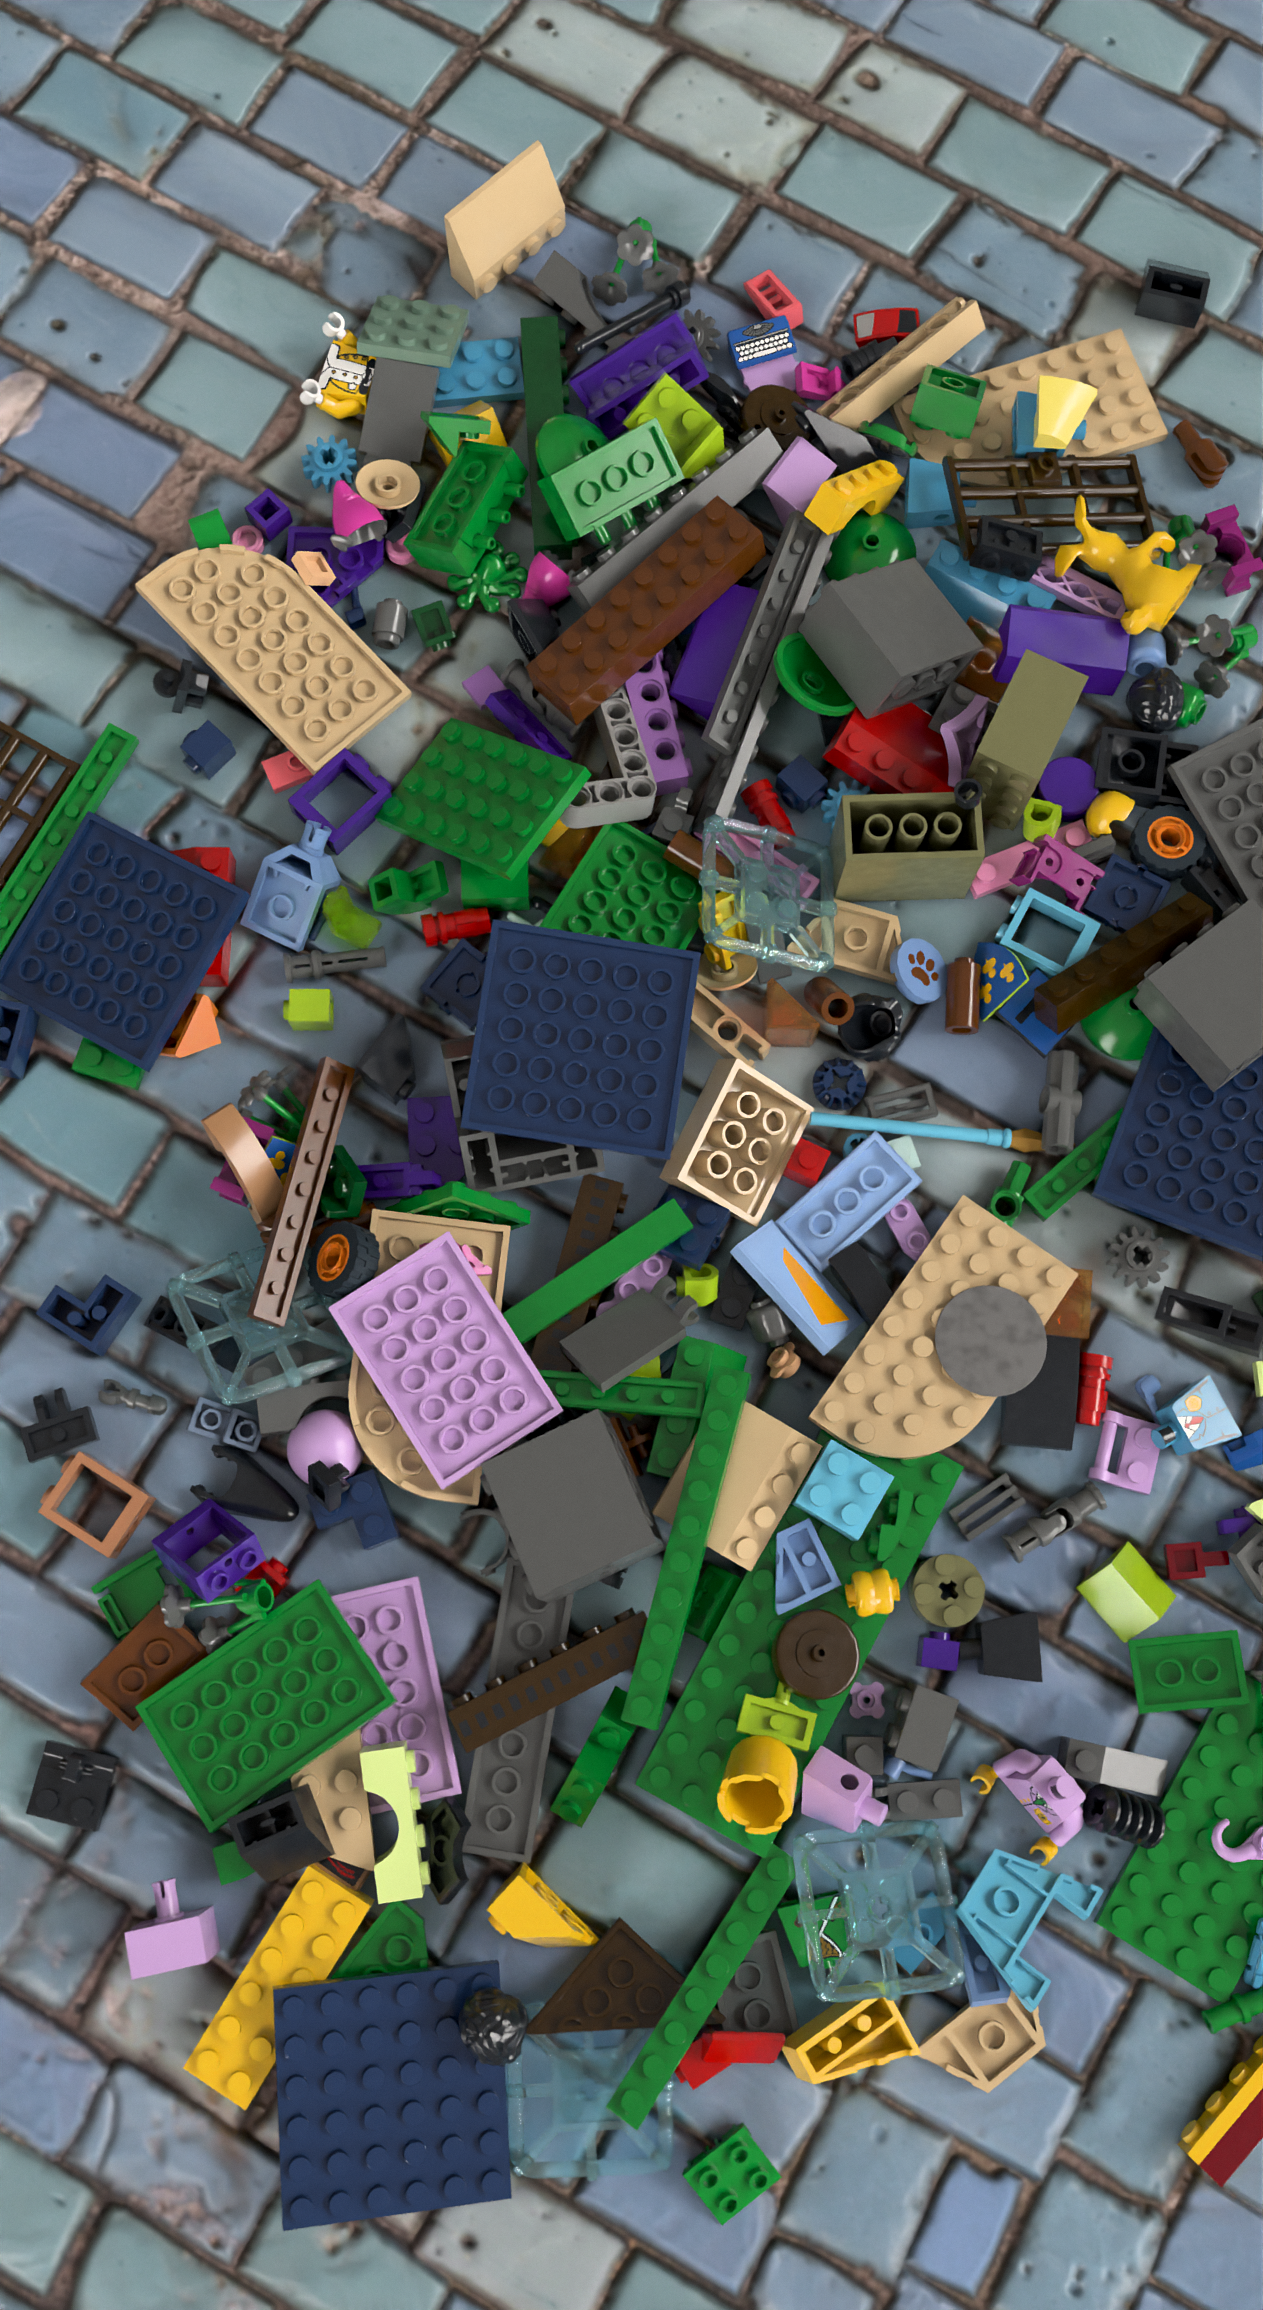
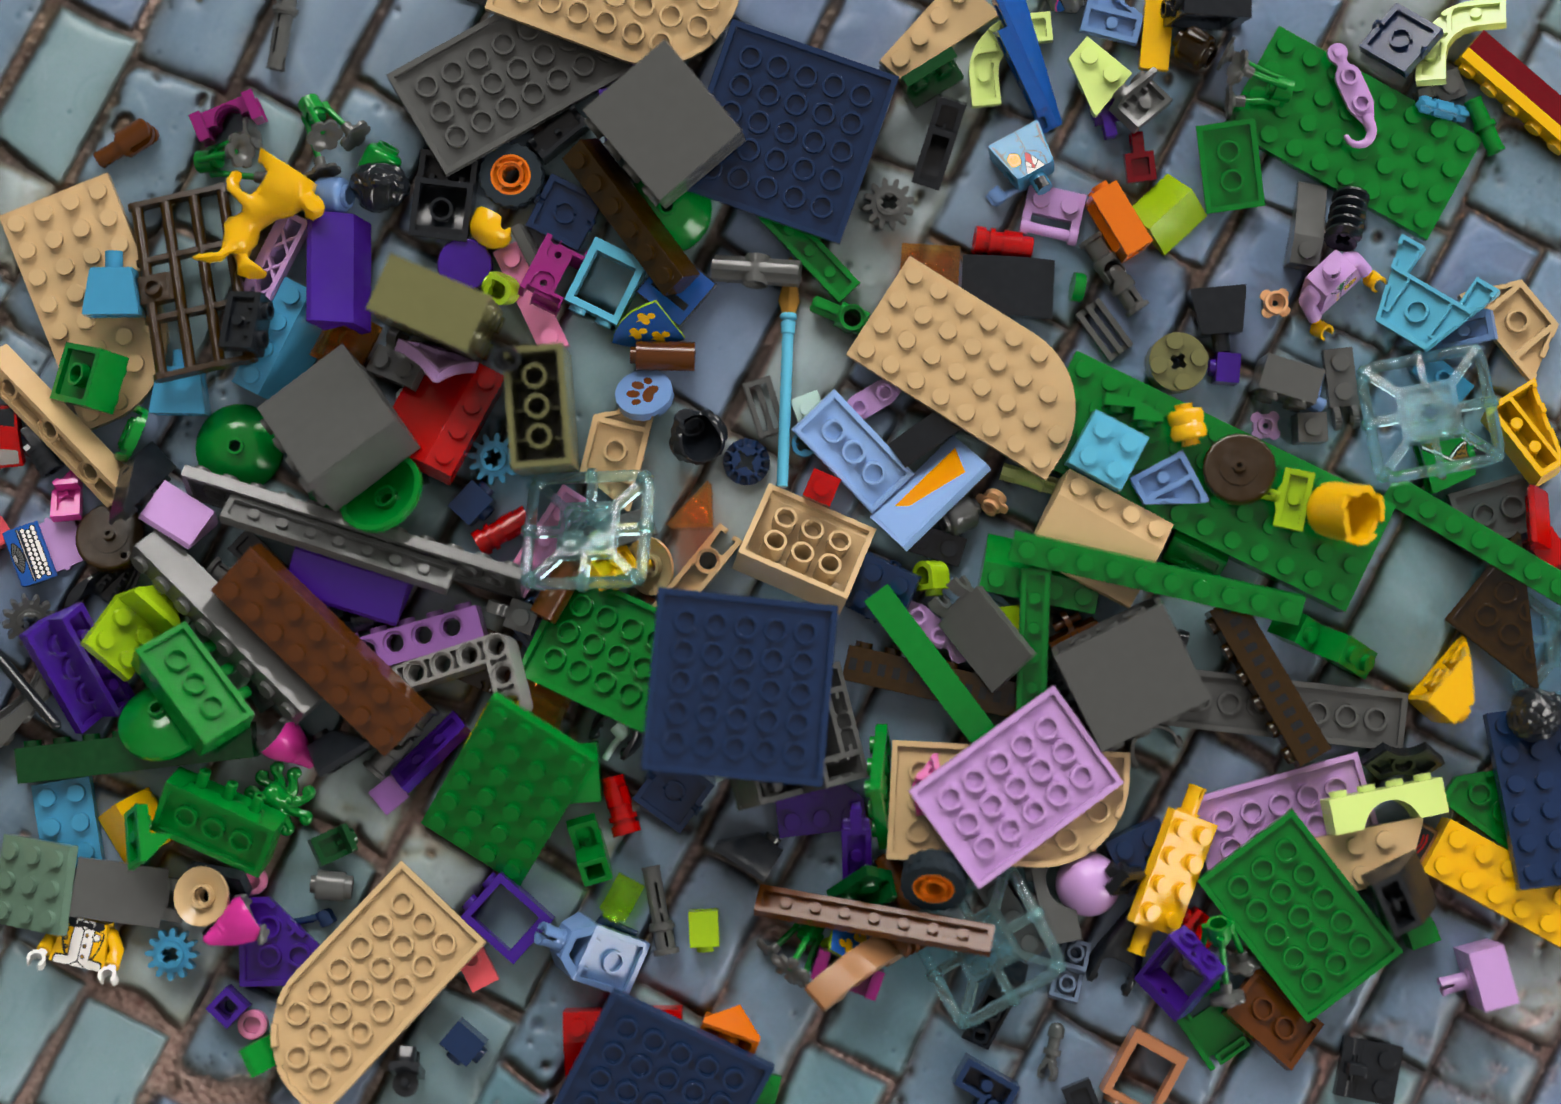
camera: 90 degrees left, 10 degrees up
(313, 568) = (286, 959): light nougat plate -> none
(333, 1547) = (1171, 871): none -> yellow plate
(814, 1391) = (1025, 478): none -> yellowish green piece
(829, 1000) = (678, 473): reddish brown brick -> none
(839, 1793) = (1343, 446): lavender torso -> none
(842, 496) = (197, 464): yellow arch -> none
(991, 1341) = (973, 330): flat silver sticker -> none
(1024, 1729) = (1269, 309): none -> light nougat plate
(1038, 1476) = (1077, 287): none -> green tile
(1059, 410) = (104, 275): light yellow slope -> none
(1120, 1526) = (1117, 220): none -> orange window

